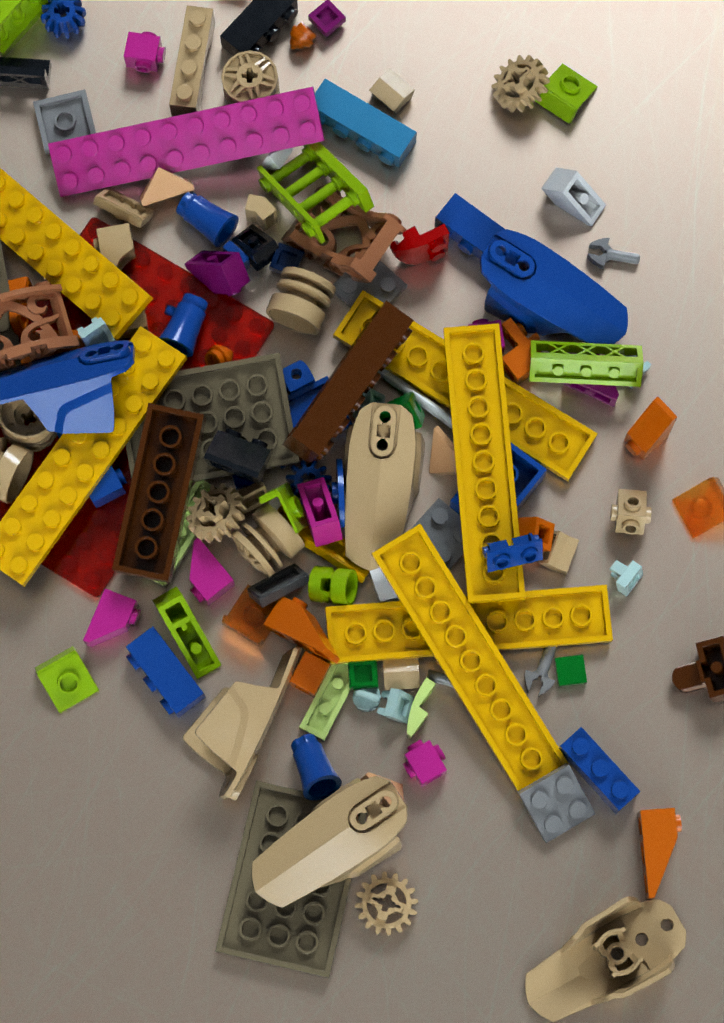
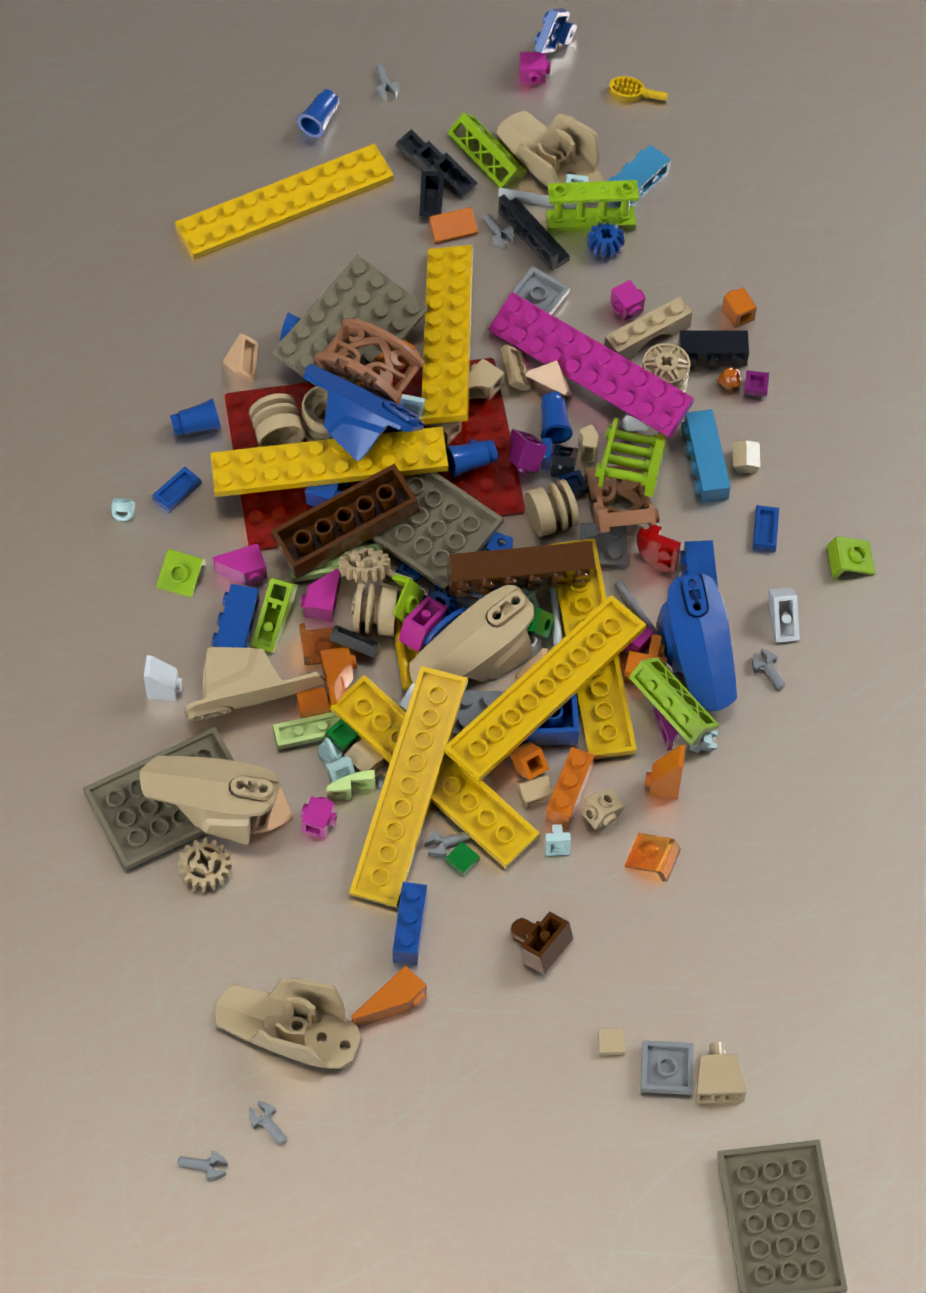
camera: 45 degrees right, 15 degrees down
(169, 790) = (161, 680): none -> white slope
(218, 354) = (472, 489): orange plate -> none
(238, 455) = (412, 545): black slope -> none
(314, 768) = (255, 747): blue plant -> none
(329, 585) = (383, 671): lime wheel -> none
(453, 313) = (632, 603): none -> light grey bar
(474, 137) = (765, 528): none -> blue tile
(520, 83) = (826, 523): tan gear -> none
(524, 550) = (499, 746): blue hinge -> none
(556, 802) = (364, 914): light grey plate -> none
(585, 521) = (569, 787): none -> orange brick

